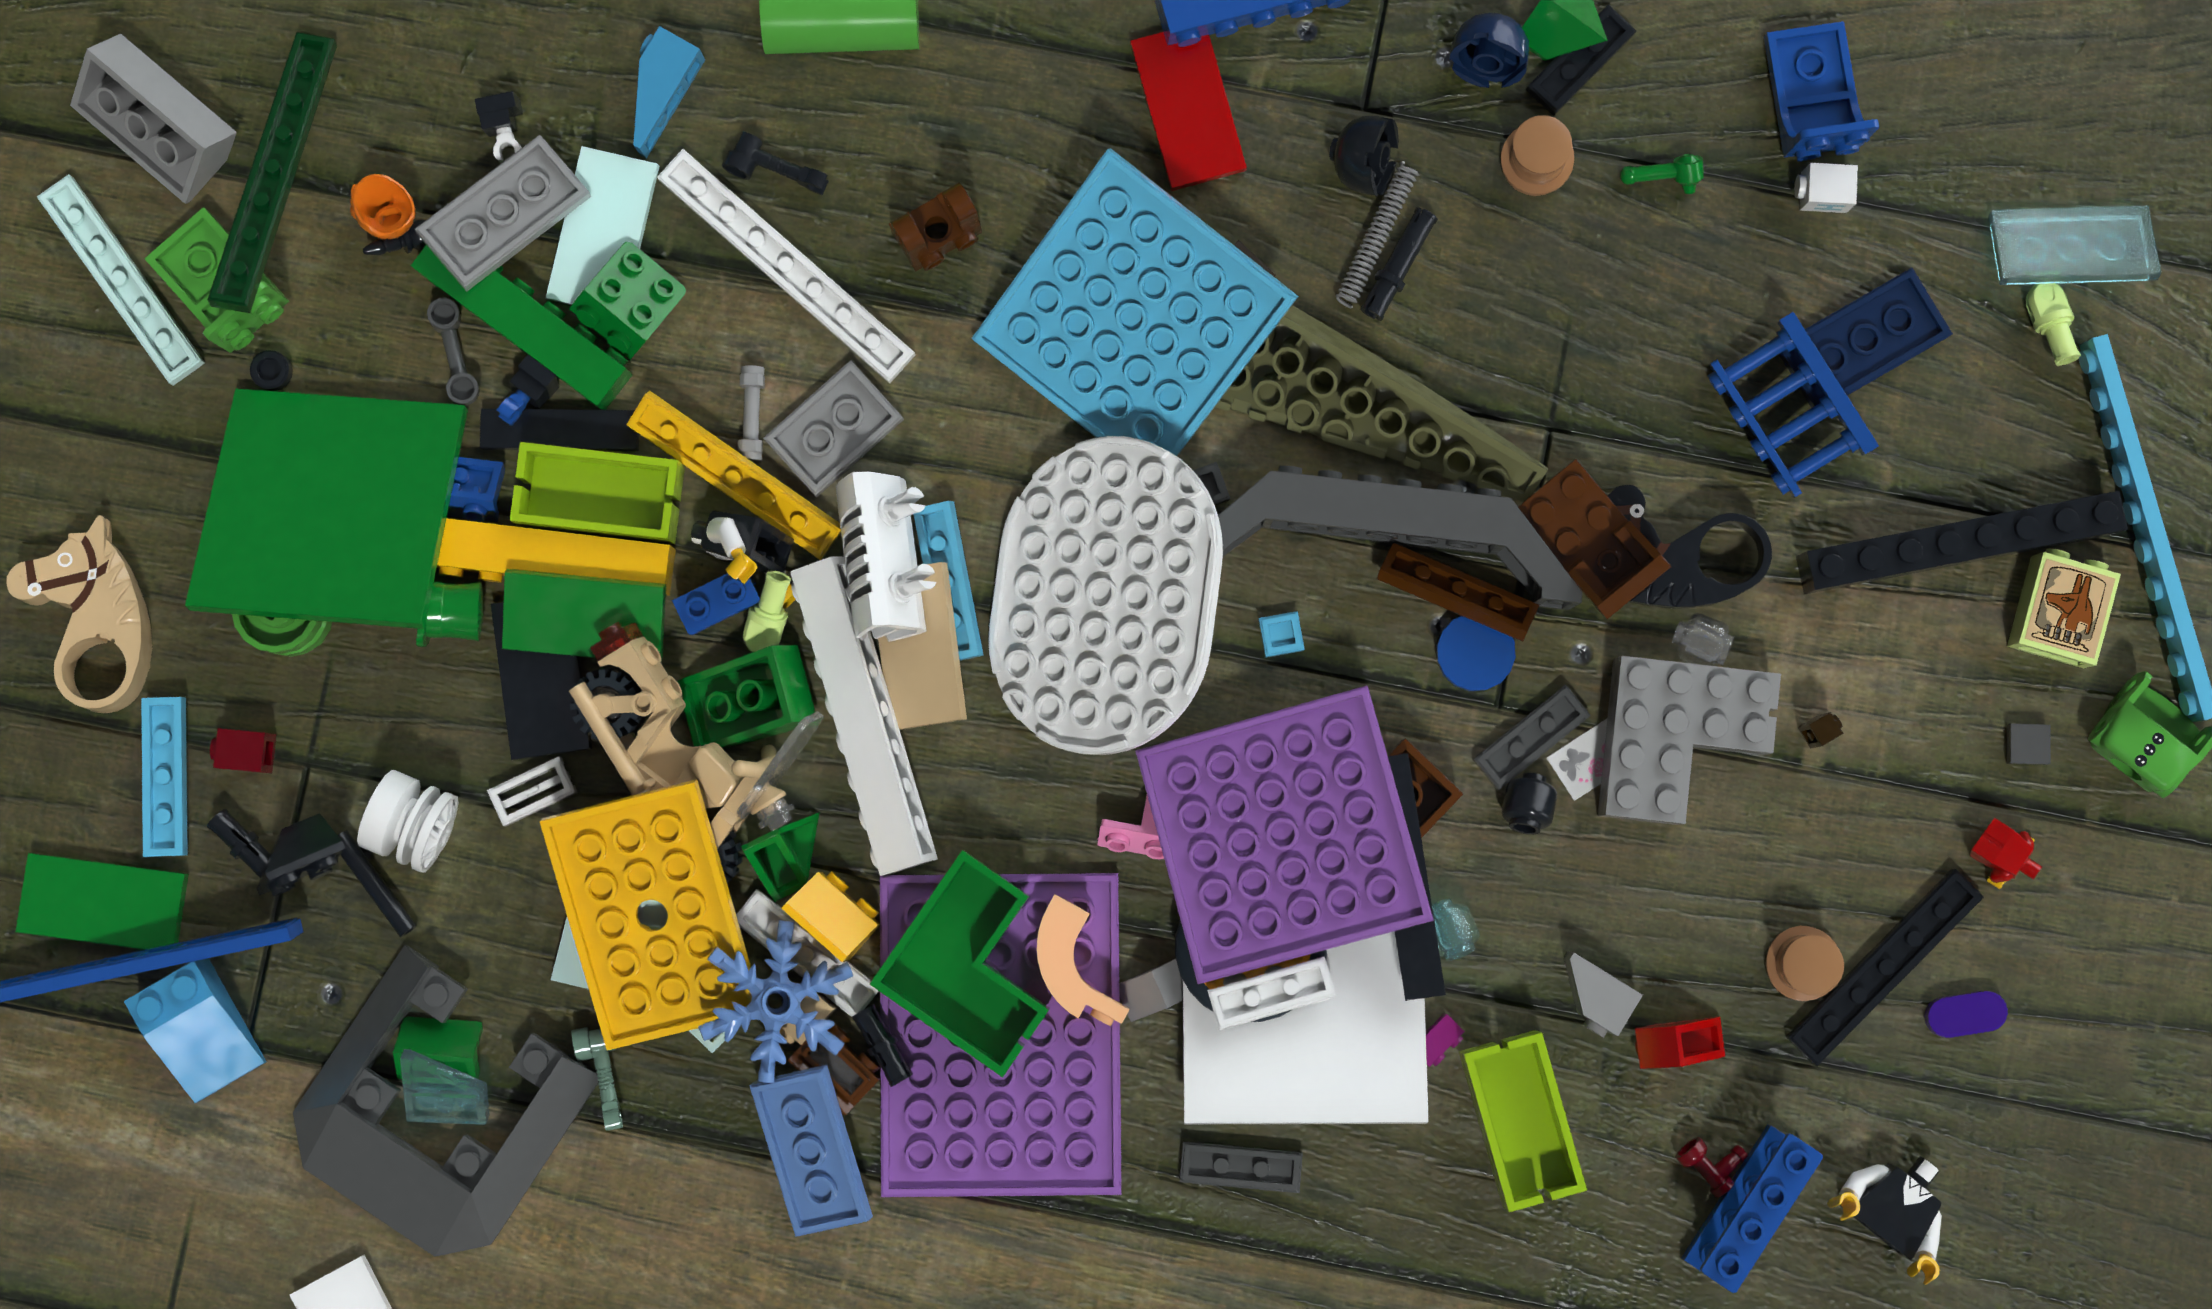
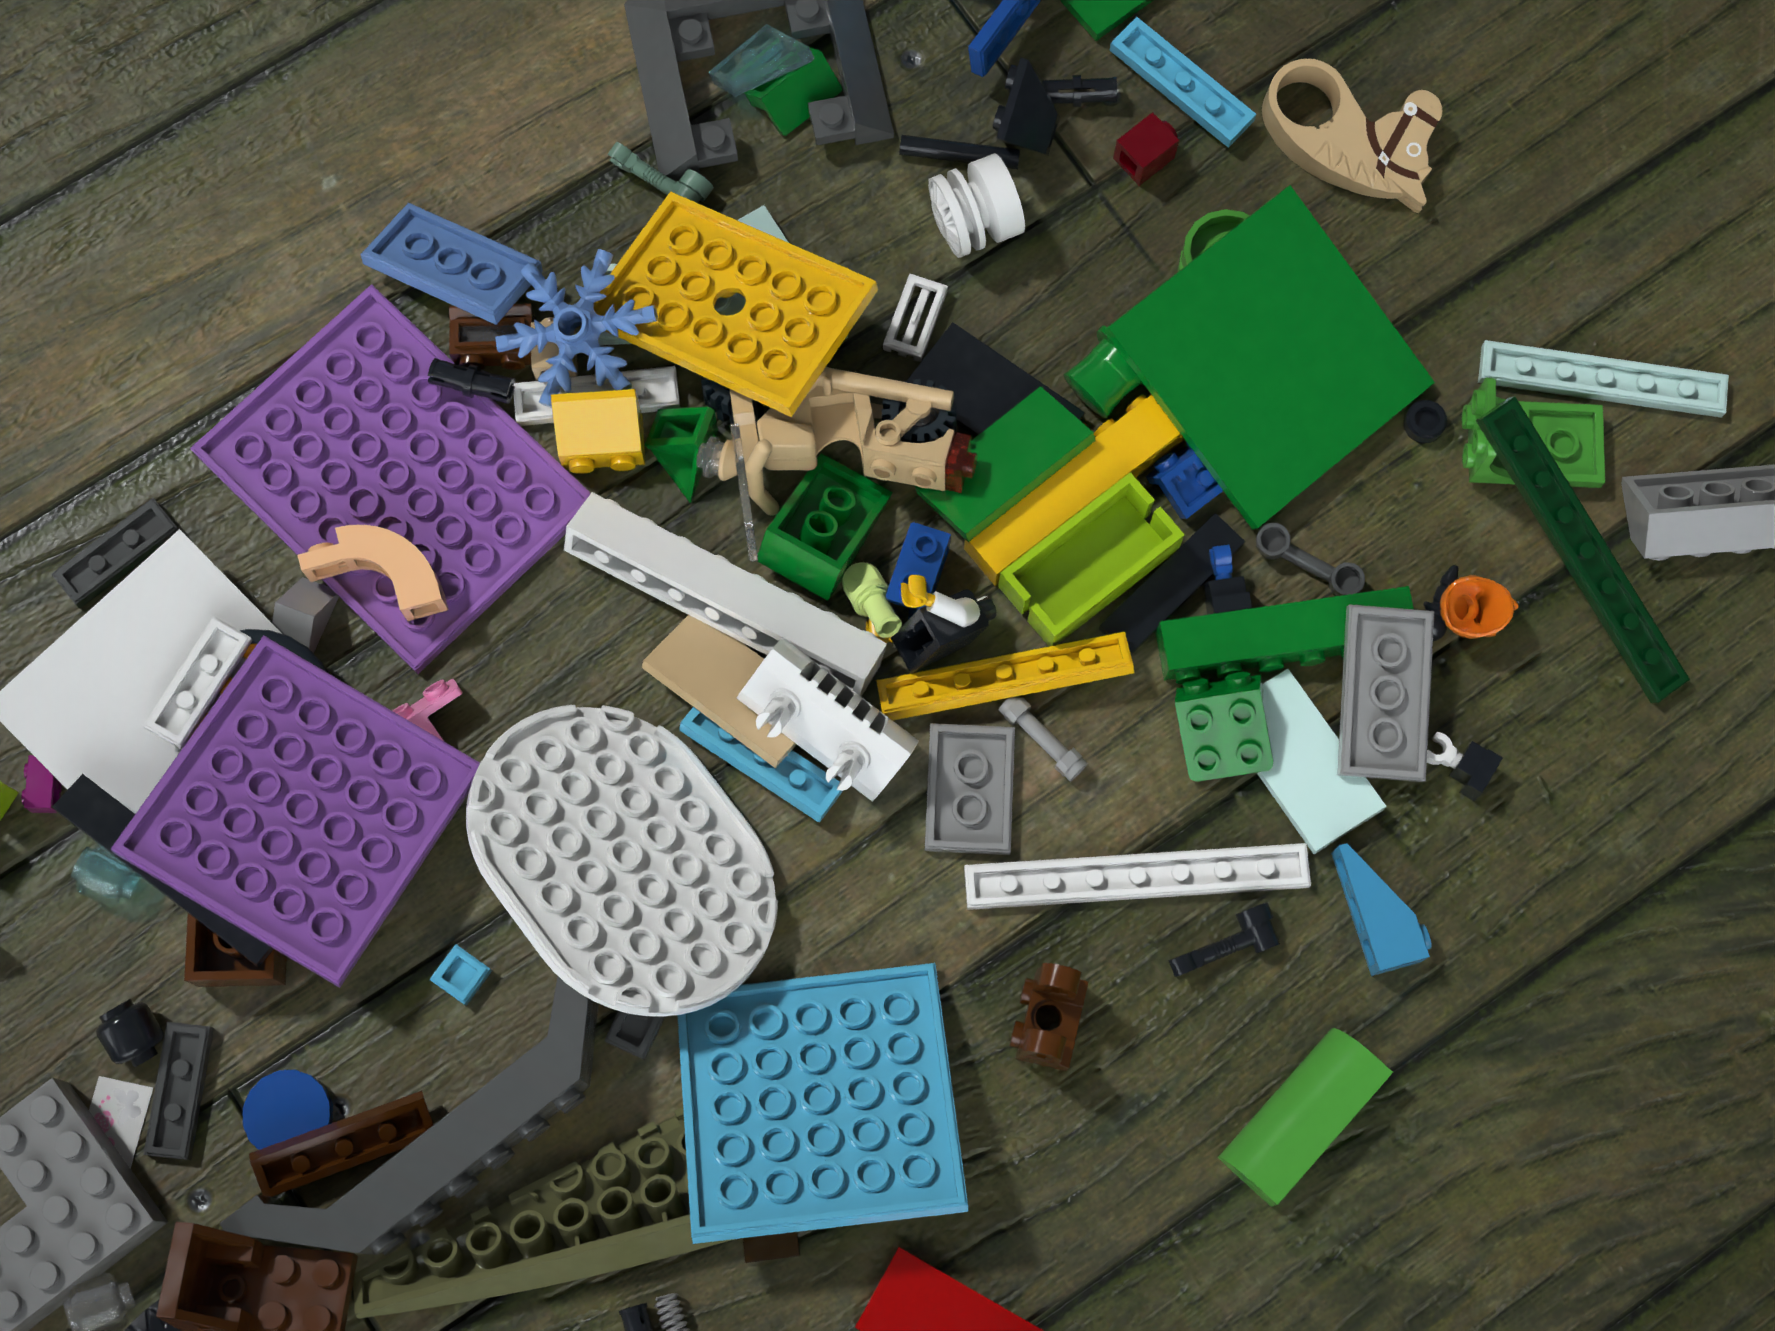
camera: 130 degrees right, 10 degrees down
(942, 968) = (461, 464): green piece -> none

